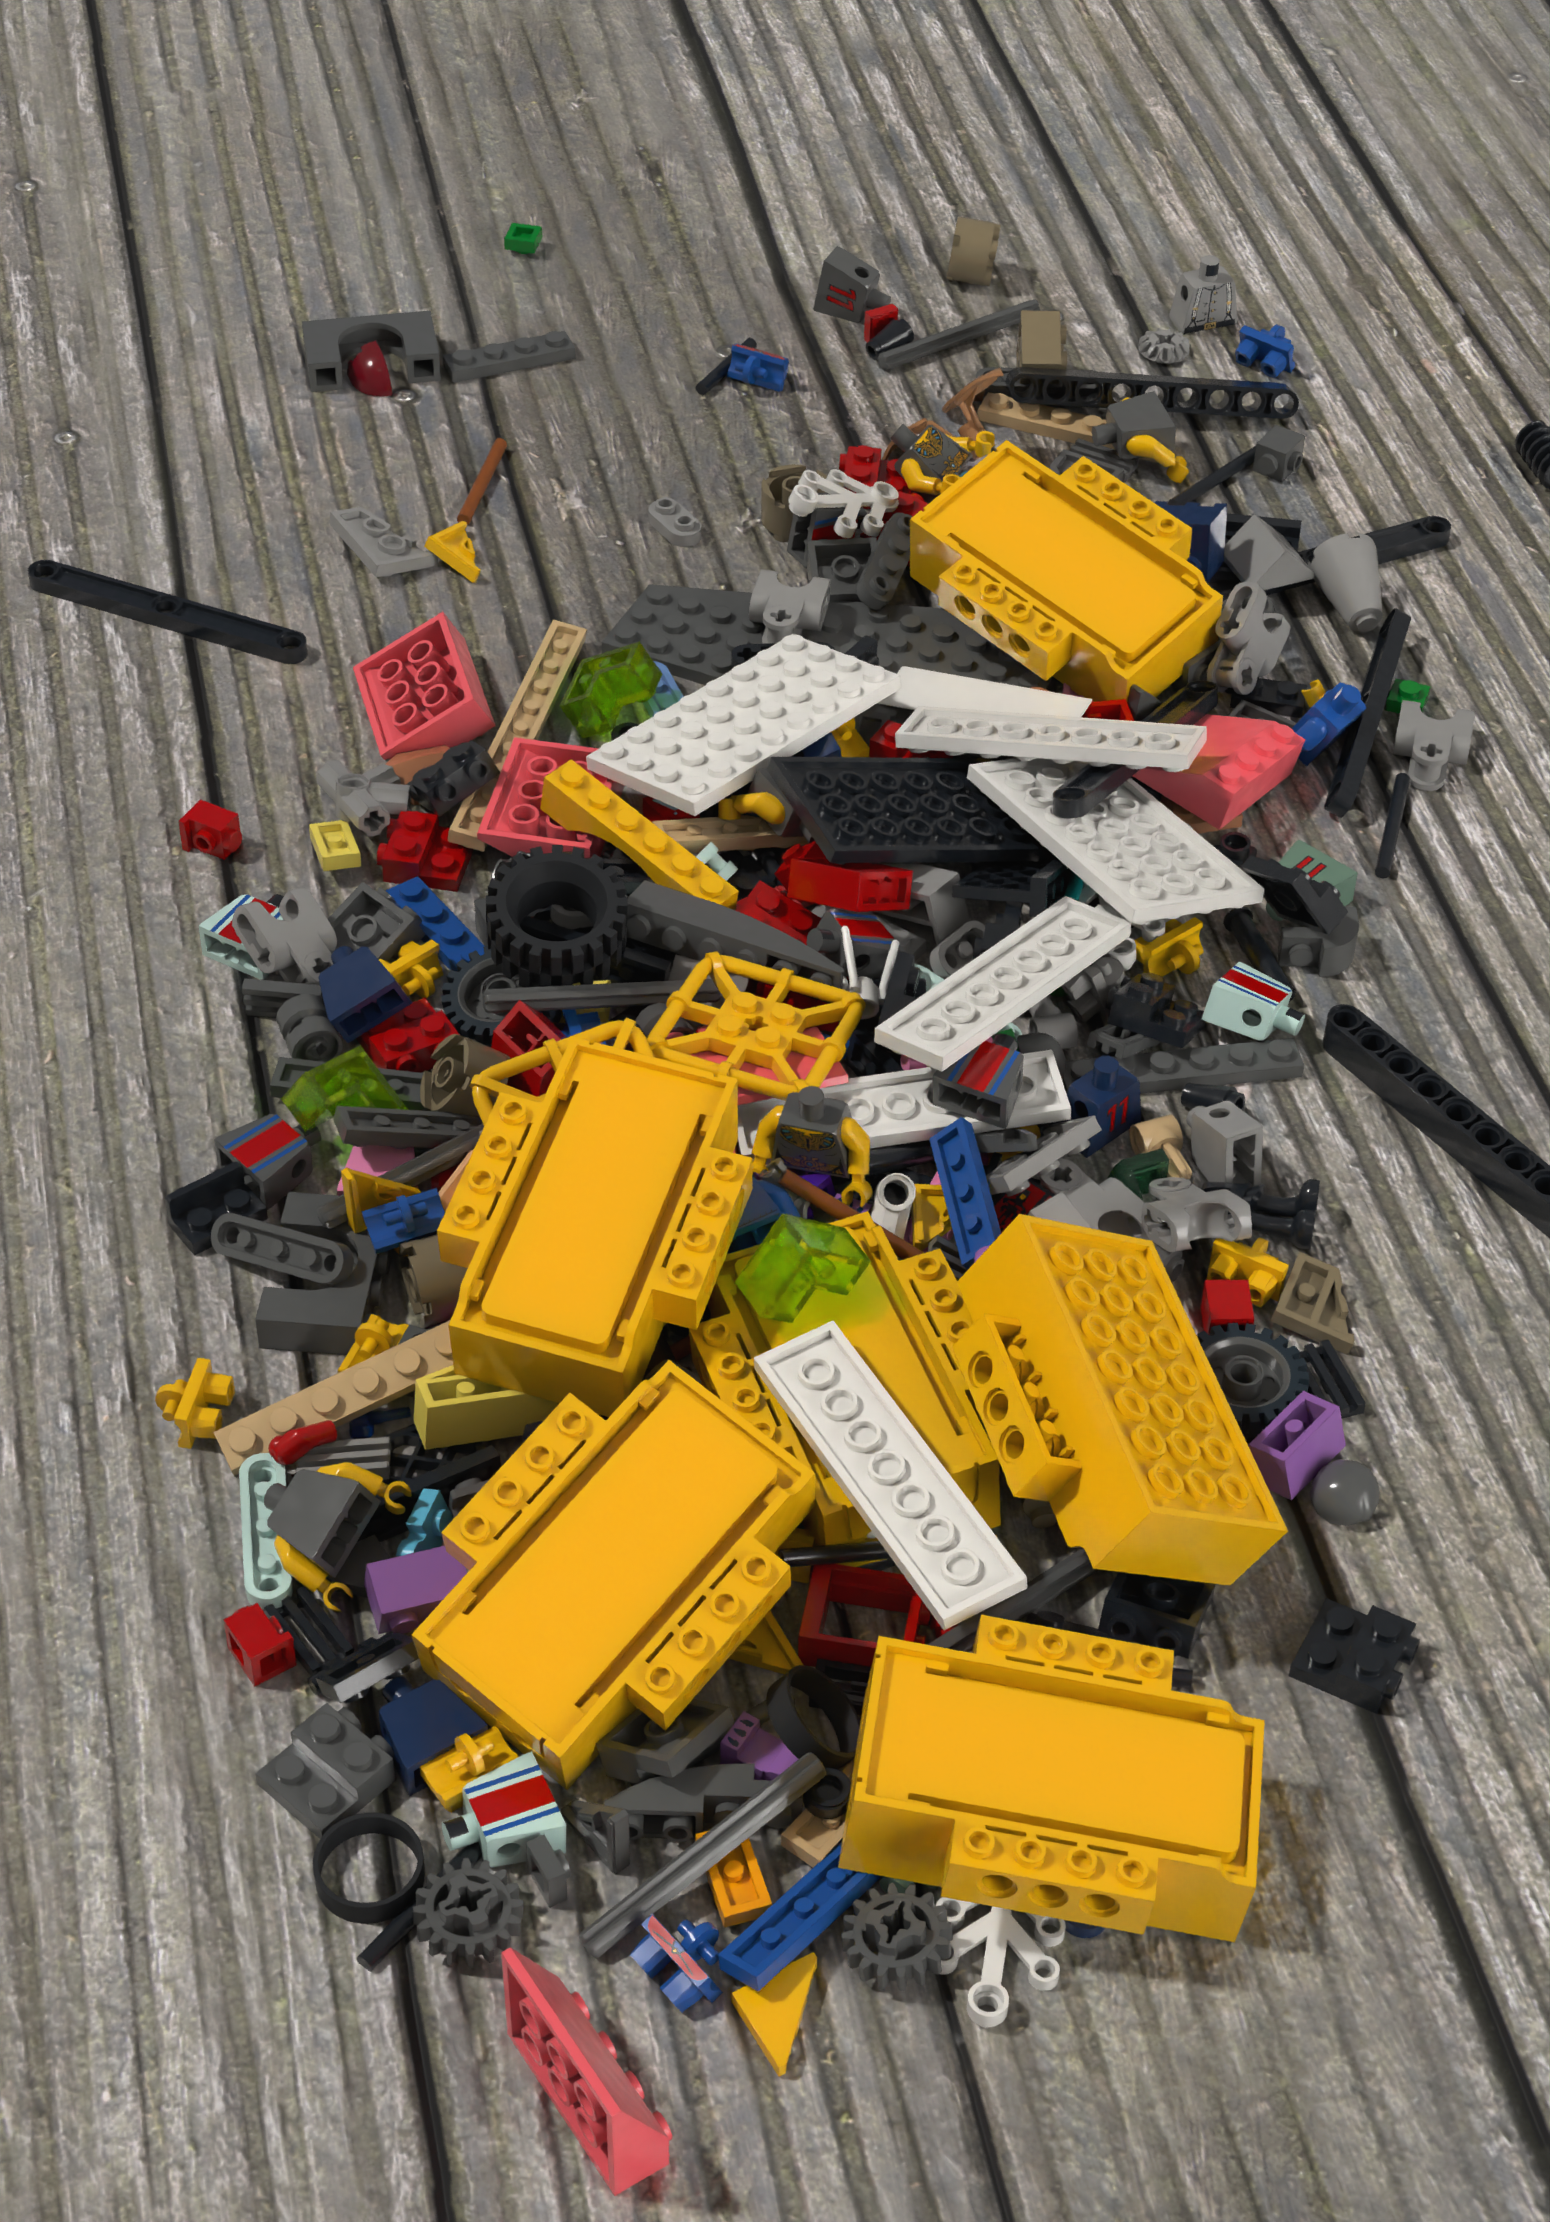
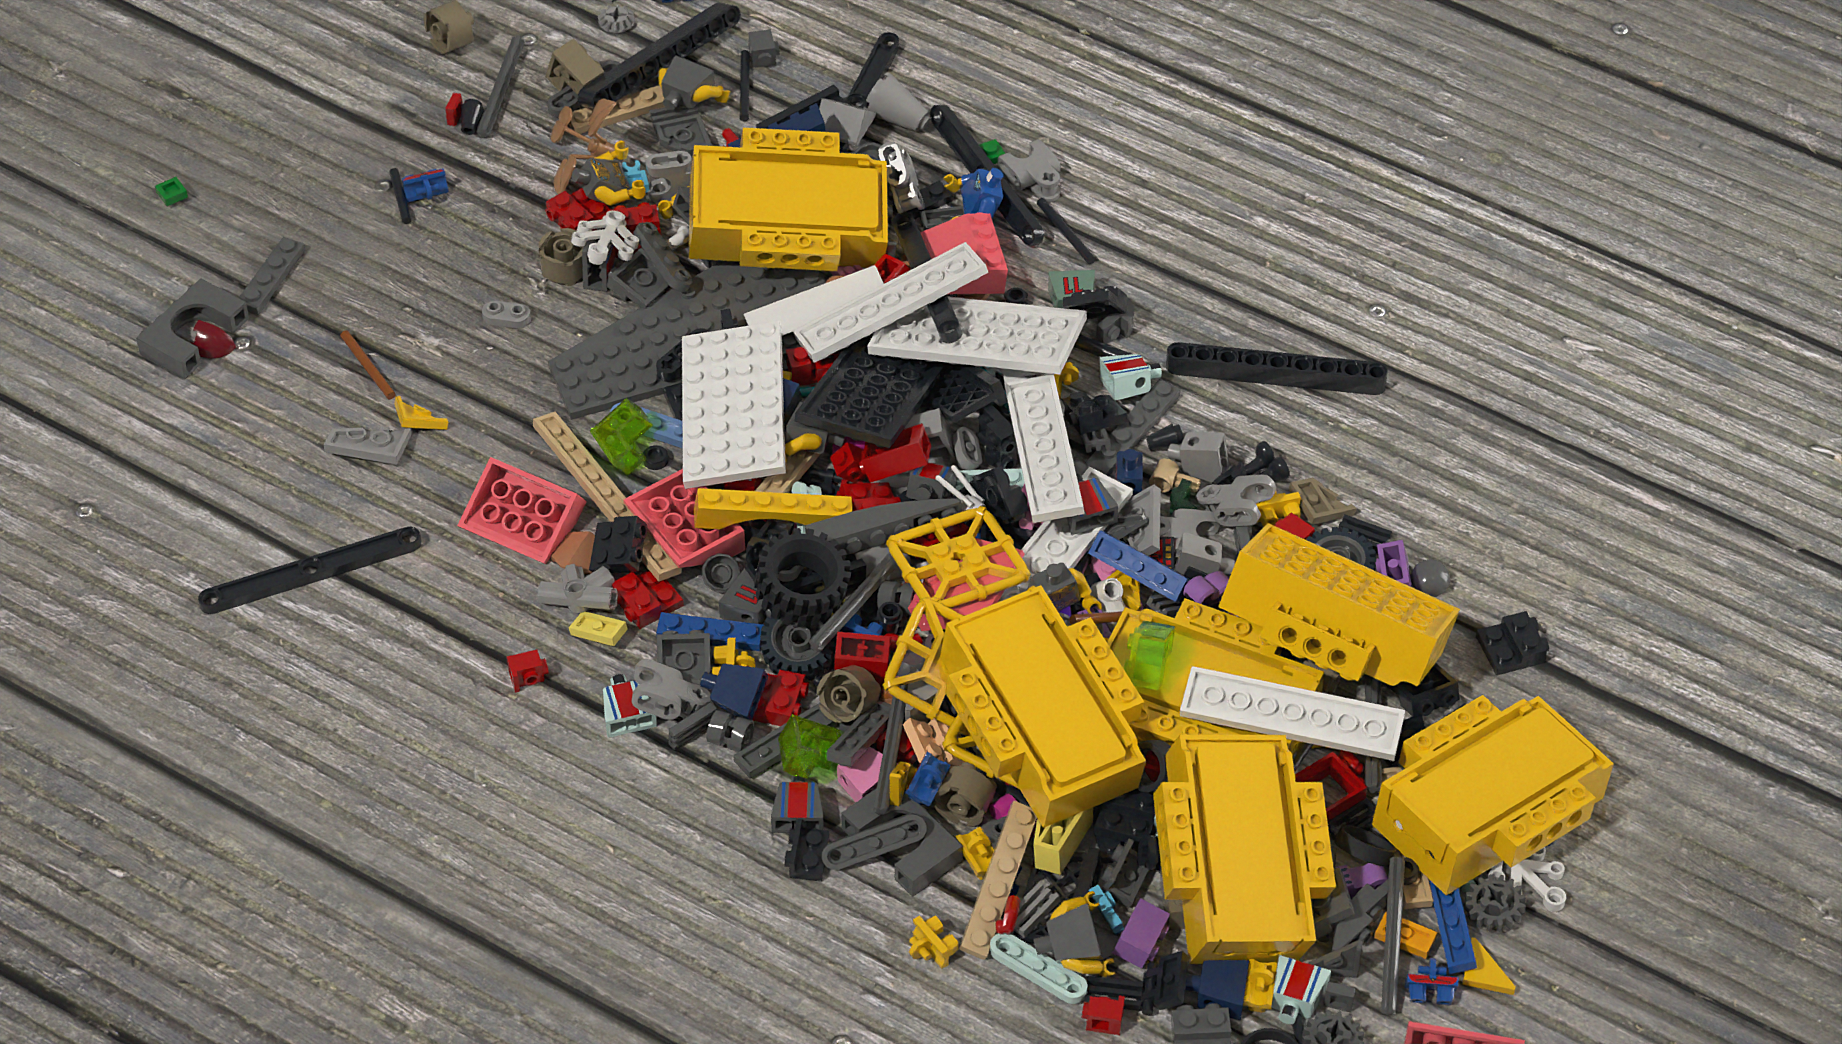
camera: 45 degrees left, 5 degrees up
(787, 608) = (653, 325): light grey piece -> none
(848, 287) = (412, 98): dark grey torso -> none

